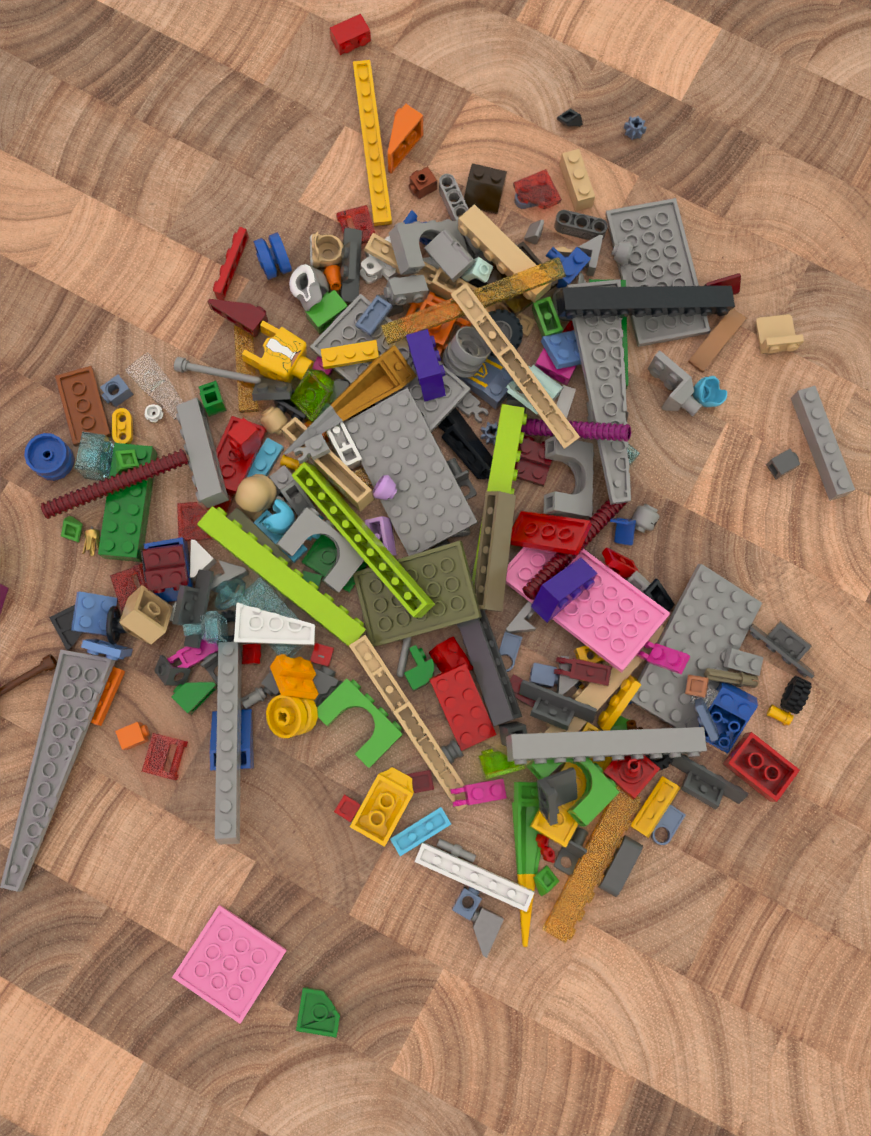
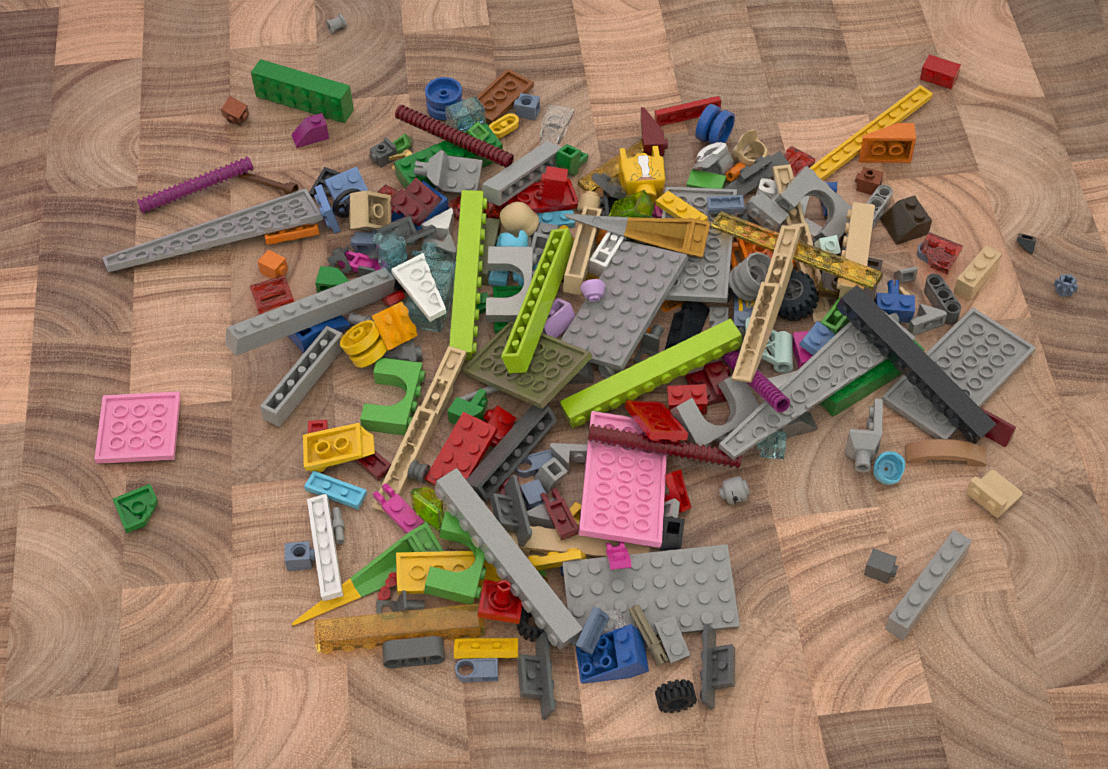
camera: 60 degrees right, 25 degrees down
(75, 558) = (381, 152): none -> dark grey brick
(153, 408) = (530, 136): white plate -> none
(156, 513) = (451, 173): none -> light grey plate
(169, 639) = (363, 242): none -> sand blue brick
(182, 365) = (582, 130): light grey piece -> none
(283, 787) = (302, 377): none -> light grey brick
(315, 447) = (583, 229): light grey plate -> none
(322, 655) = (429, 343): red tile -> none
(426, 364) = (714, 255): dark purple wedge -> none
(449, 255) = (820, 219): light grey piece -> none
(486, 927) = (285, 583): flat silver slope -> none
(494, 550) = (604, 386): dark tan brick -> none
(534, 649) = (550, 474): none -> light grey brick
(535, 489) = (681, 393): none -> red bracket
(545, 880) = (359, 604): bright green slope -> none
(556, 791) = (436, 545): dark grey bracket -> none
(563, 589) = (614, 450): dark purple wedge -> none
(622, 252) = (946, 334): light grey cone -> none
(624, 530) = (711, 481): blue bracket -> none
(697, 686) = (616, 605): nougat tile -> none
(761, 767) = (586, 707): red brick -> none
(780, 715) = (649, 706): yellow pin -> none

